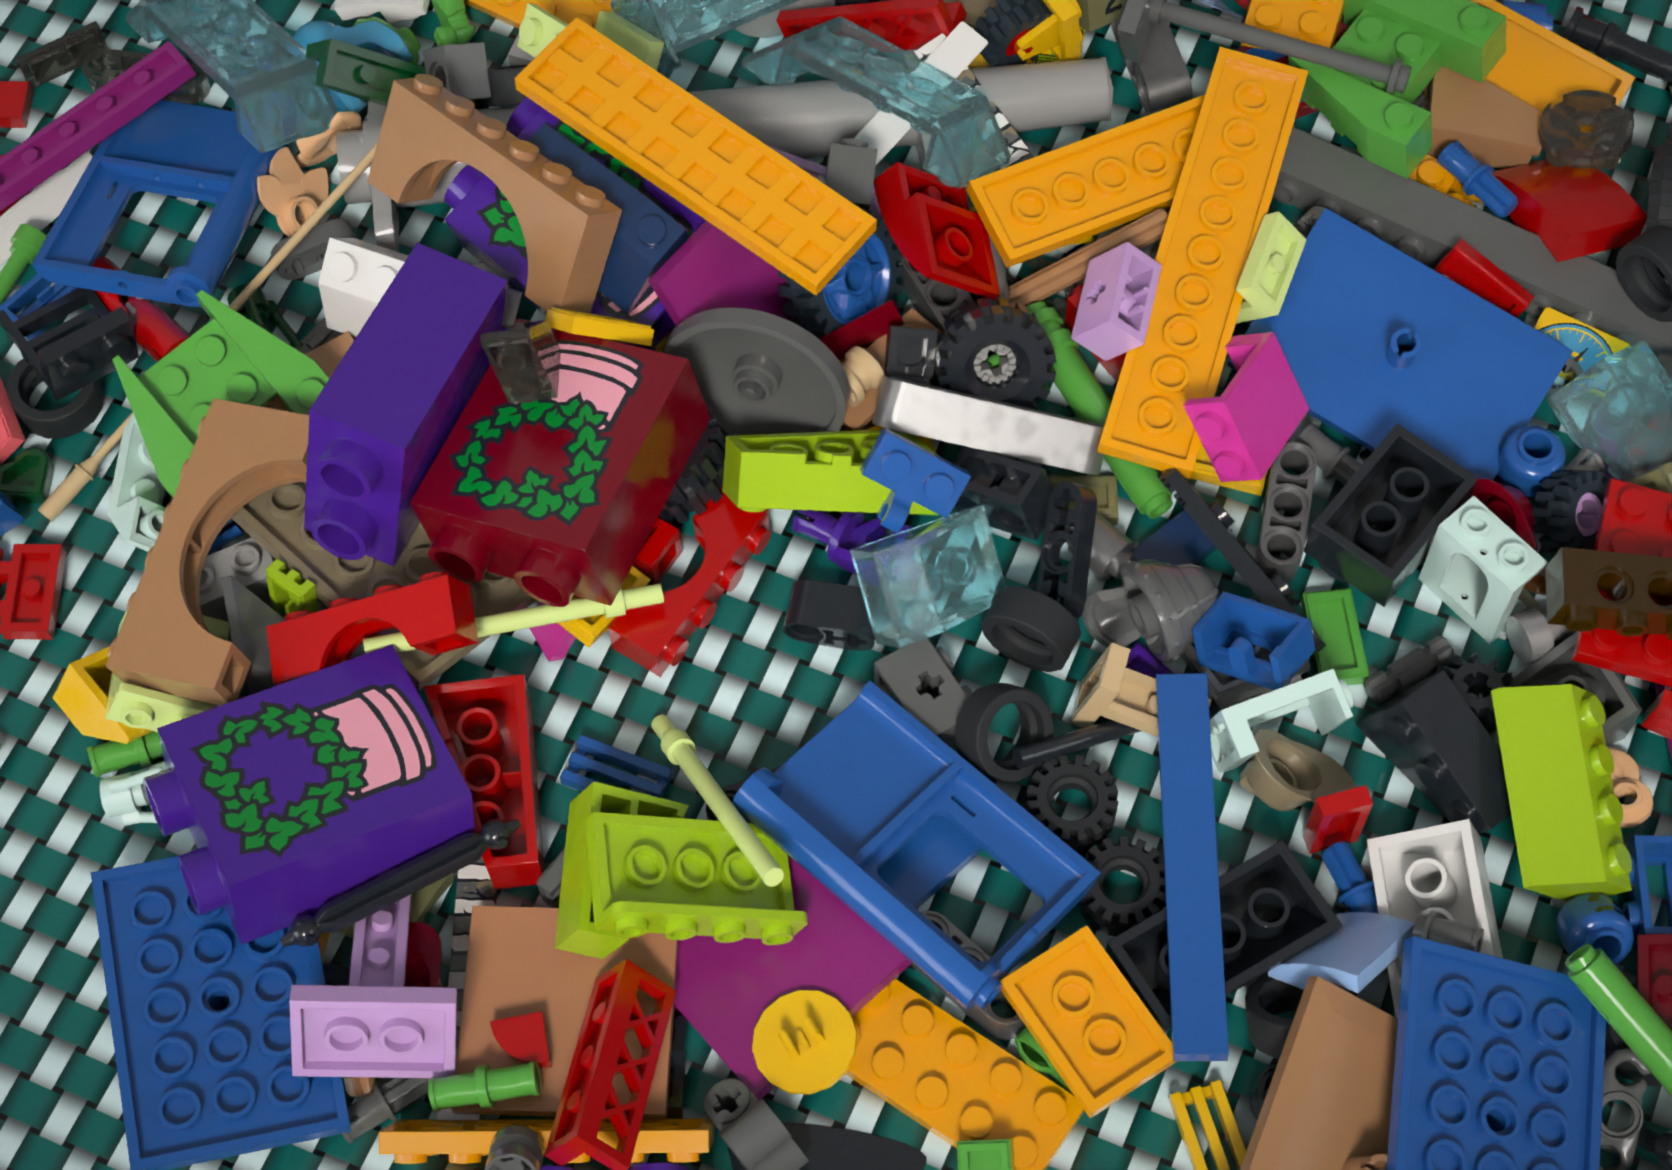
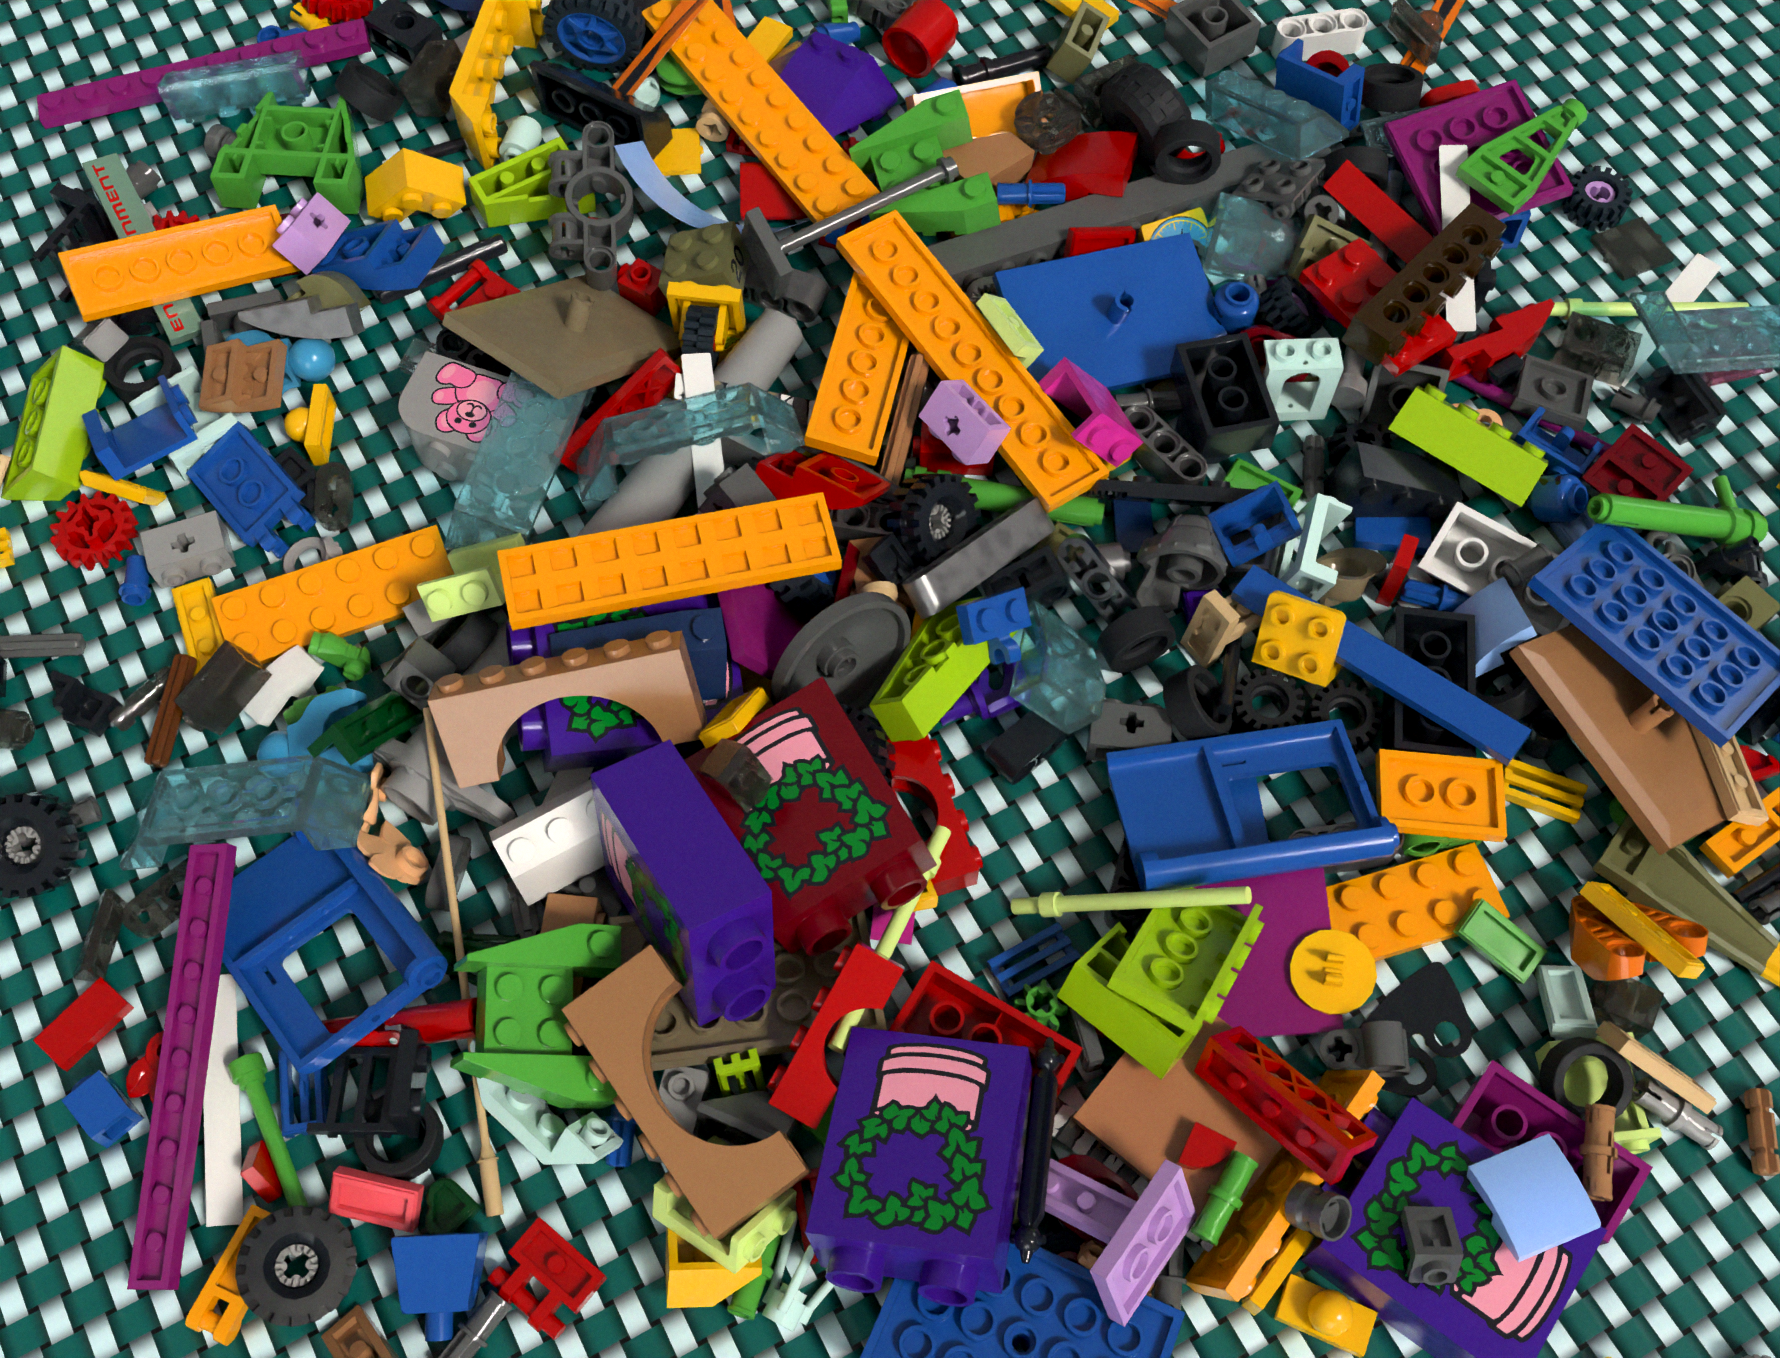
camera: 55 degrees left, 0 degrees up
(556, 805) = (1042, 995): none -> bright green gear
(1152, 771) = (1300, 638): none -> yellow bracket
(1398, 794) = (1387, 532): none -> blue tile

